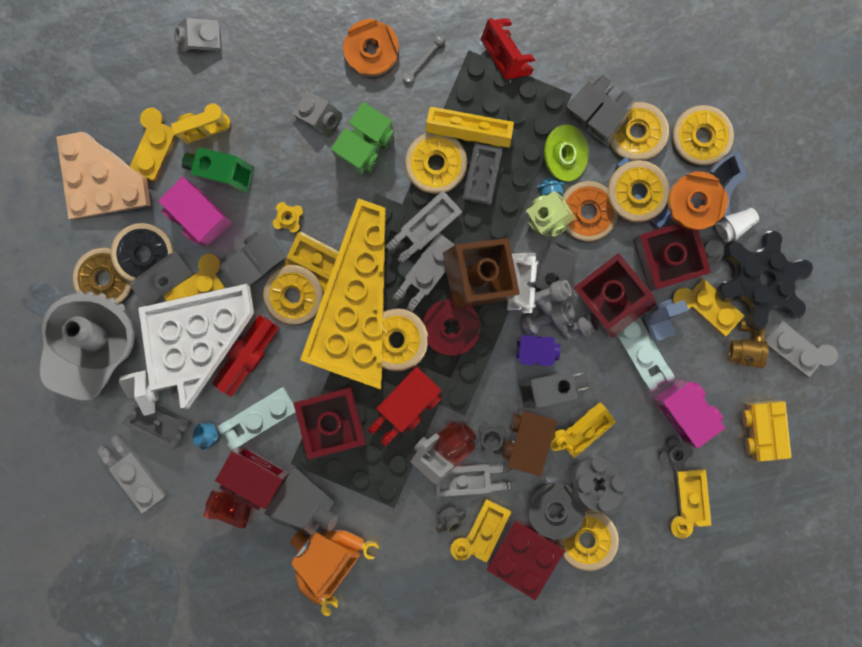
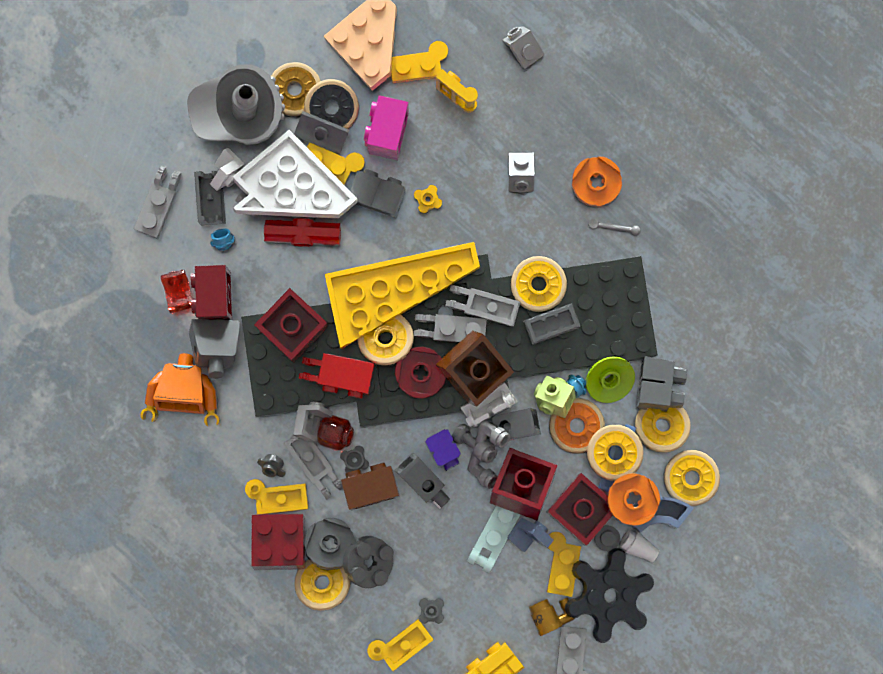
camera: 55 degrees right, 5 degrees down
(219, 169) = (431, 125): green torso -> none
(258, 418) = (260, 271): light aqua plate -> none
(275, 294) = (360, 228): wheel -> none
(313, 256) = (405, 236): yellow plate -> none
(362, 145) = (521, 222): bright green piece -> none
(469, 127) = (581, 292): yellow plate -> none
(504, 50) = (658, 284): red hinge -> none
(584, 431) = (403, 526): yellow hinge -> none
(689, 412) = (468, 597): dark pink brick -> none

